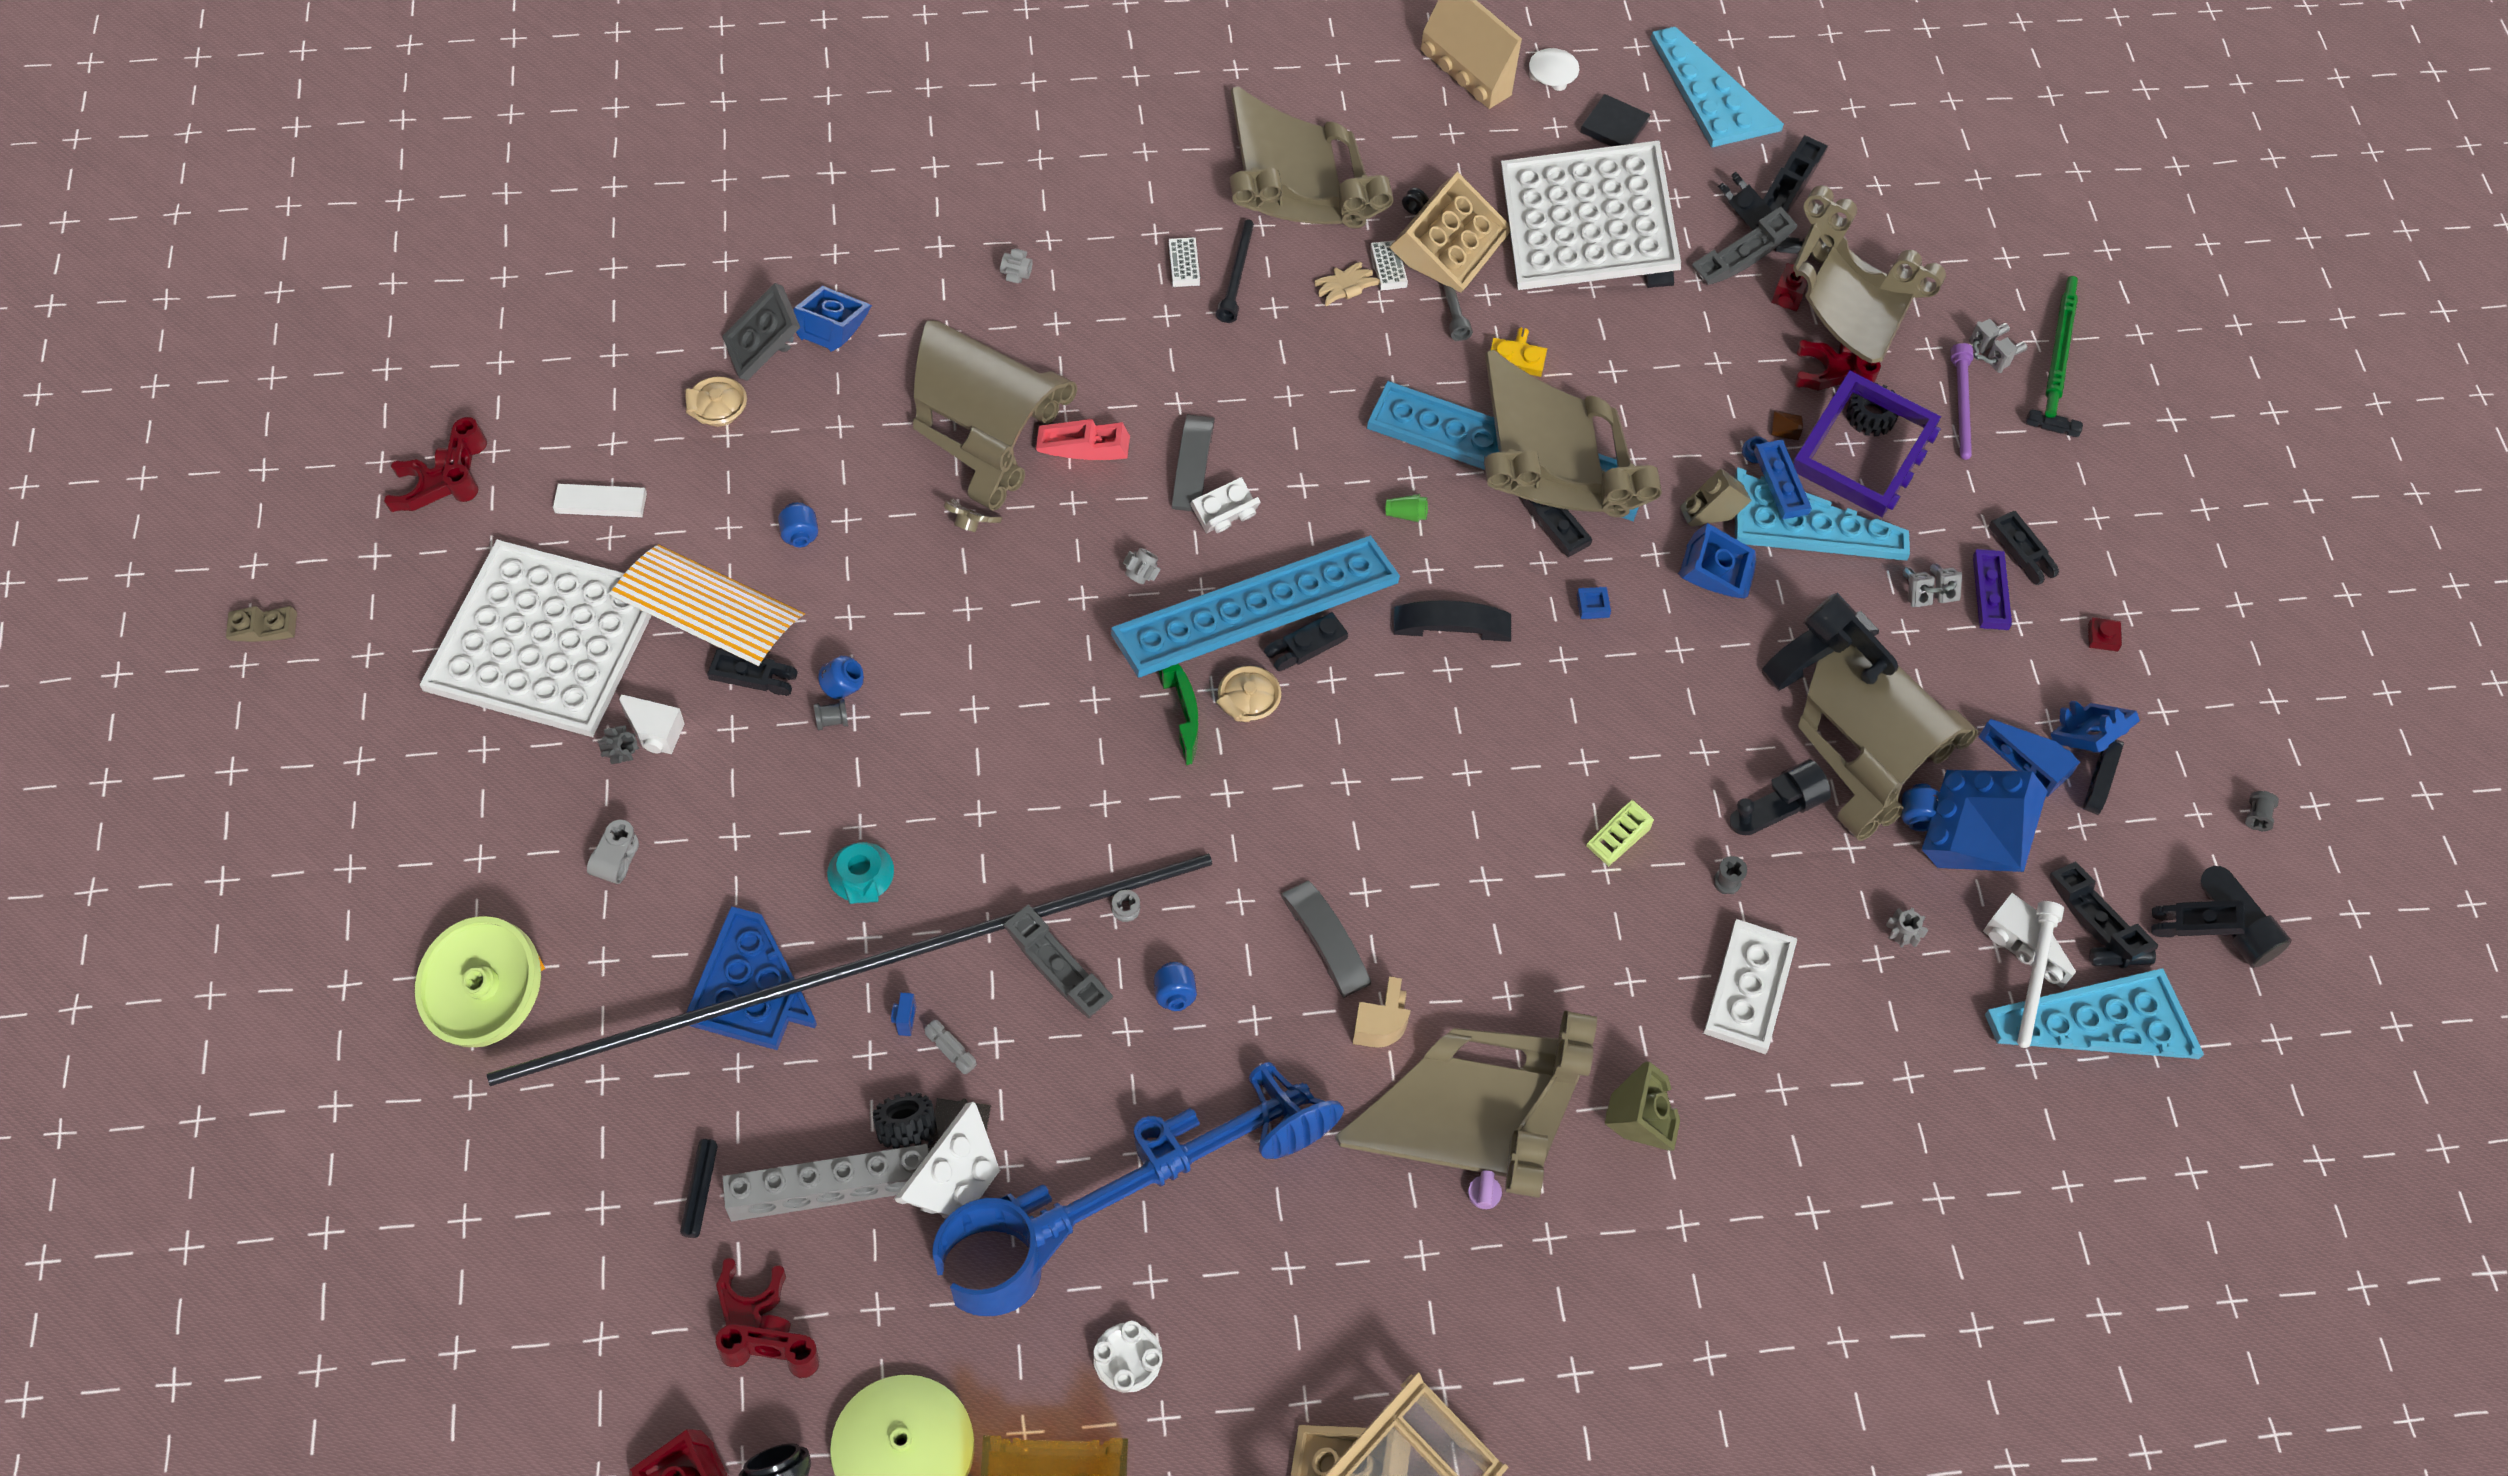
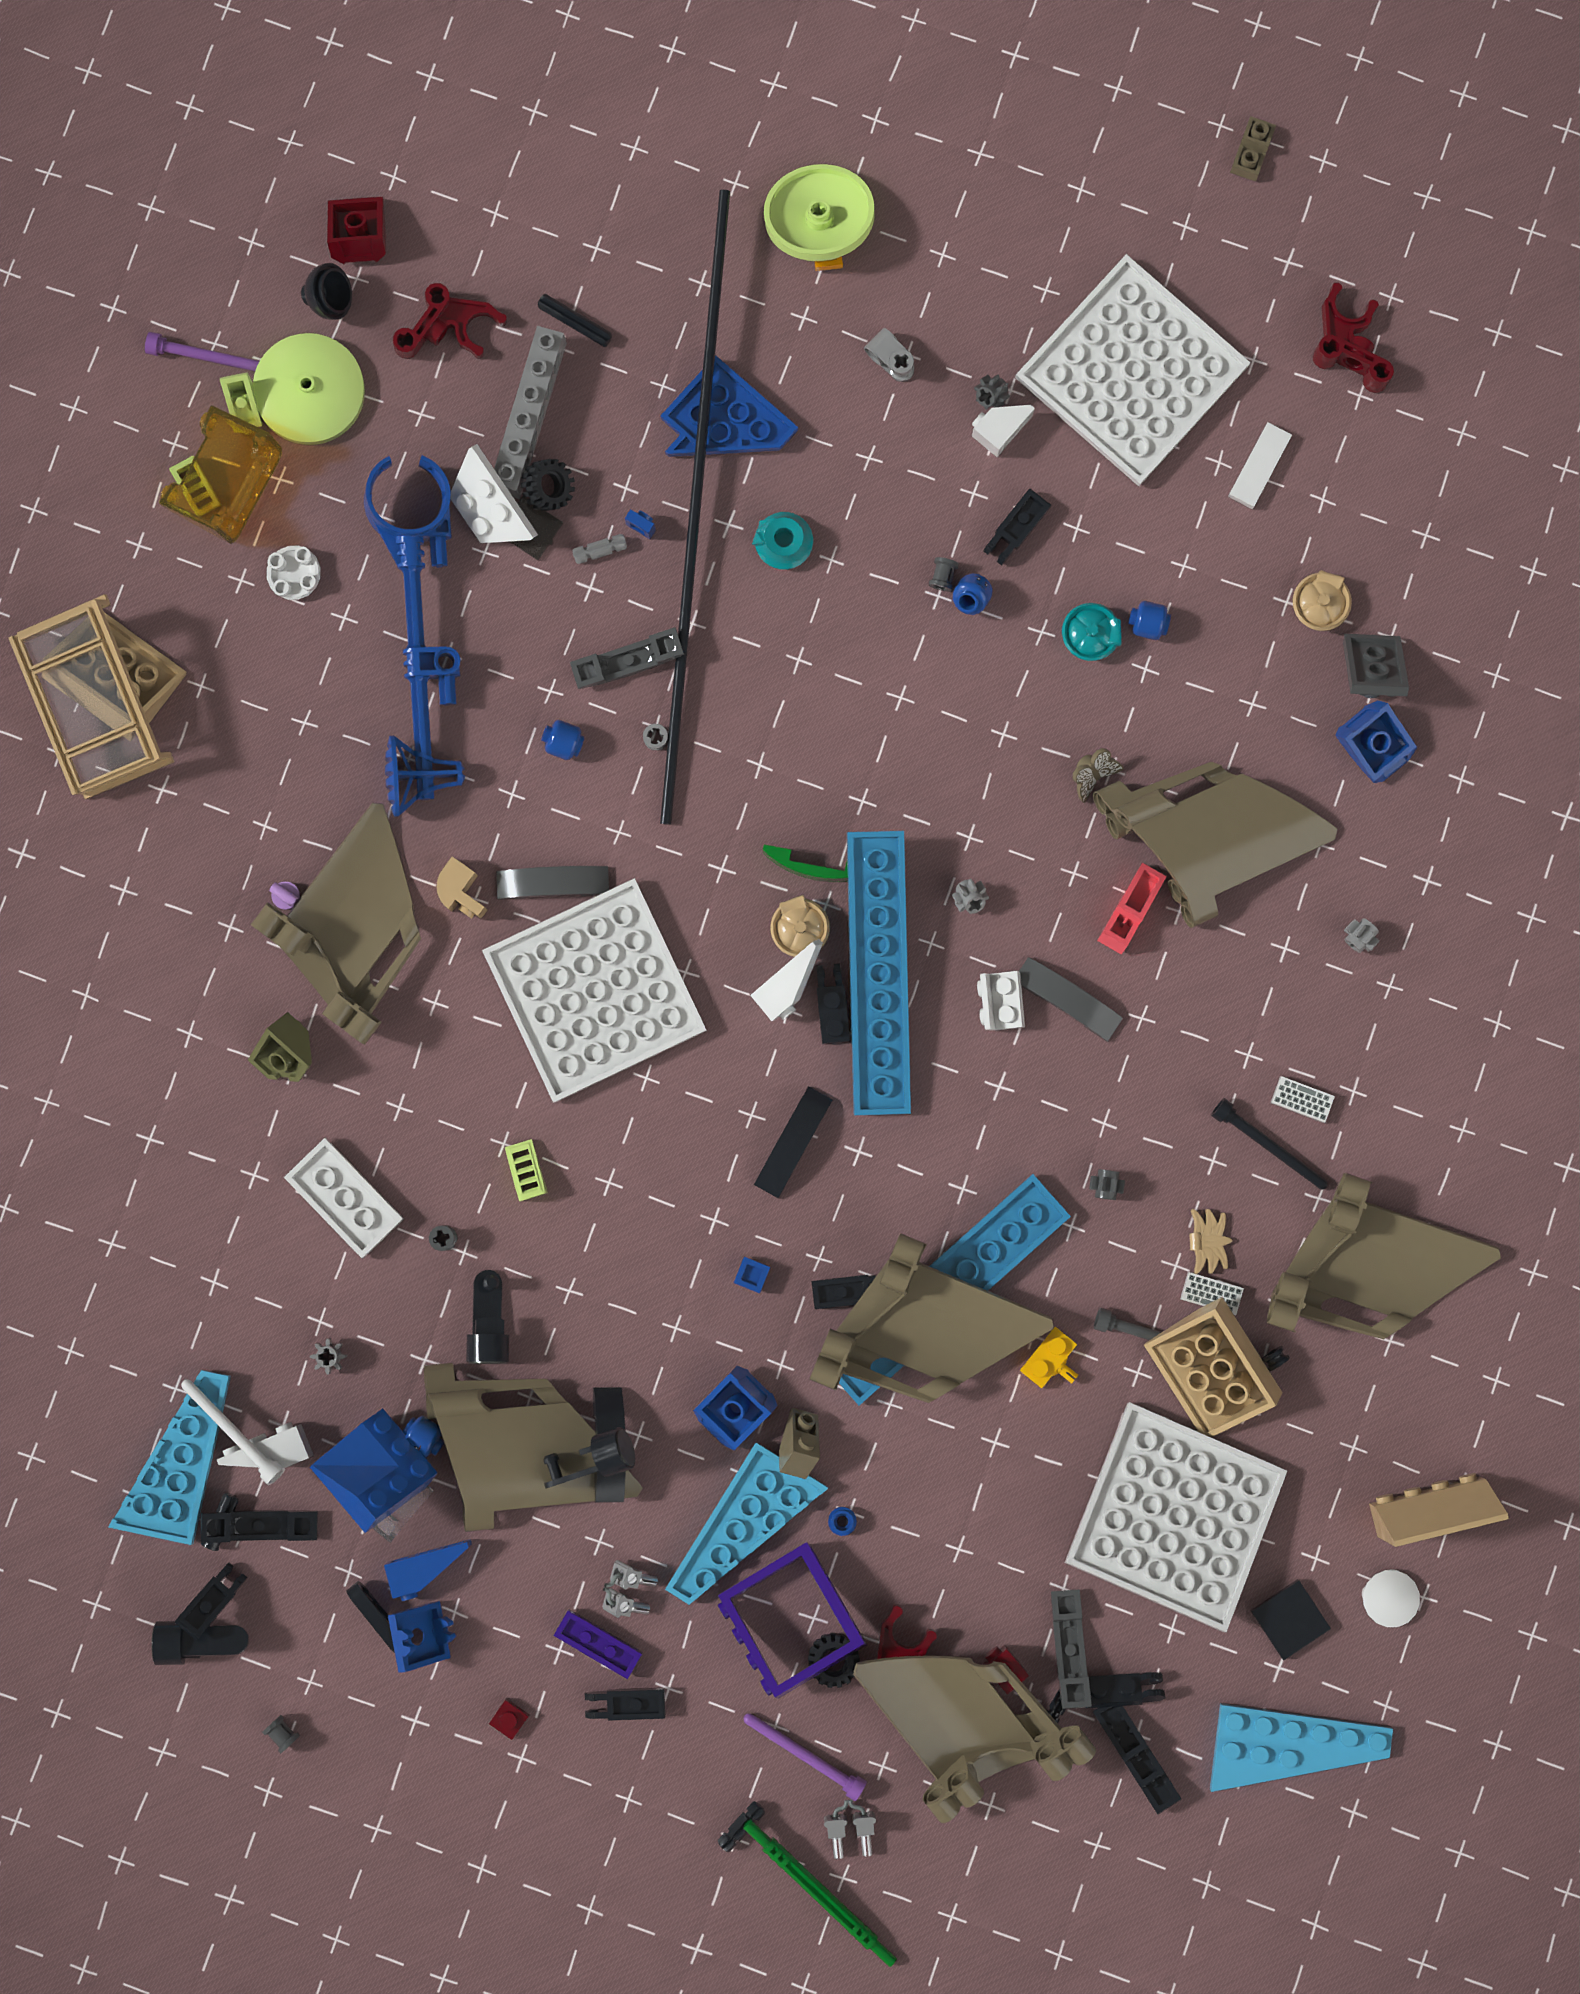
camera: 125 degrees right, 25 degrees up
(705, 603) = (1105, 515): sticker -> none
(831, 567) = (1091, 631): none -> teal piece
(1309, 676) = (787, 985): none -> white slope
(1343, 365) = (1107, 1184): none -> dark grey gear
(1408, 507) = (925, 1164): bright green cone -> none
(1411, 849) = (594, 990): none -> white plate
(1782, 479) = (790, 1516): blue plate -> none
(1787, 425) = (858, 1569): reddish brown slope -> none

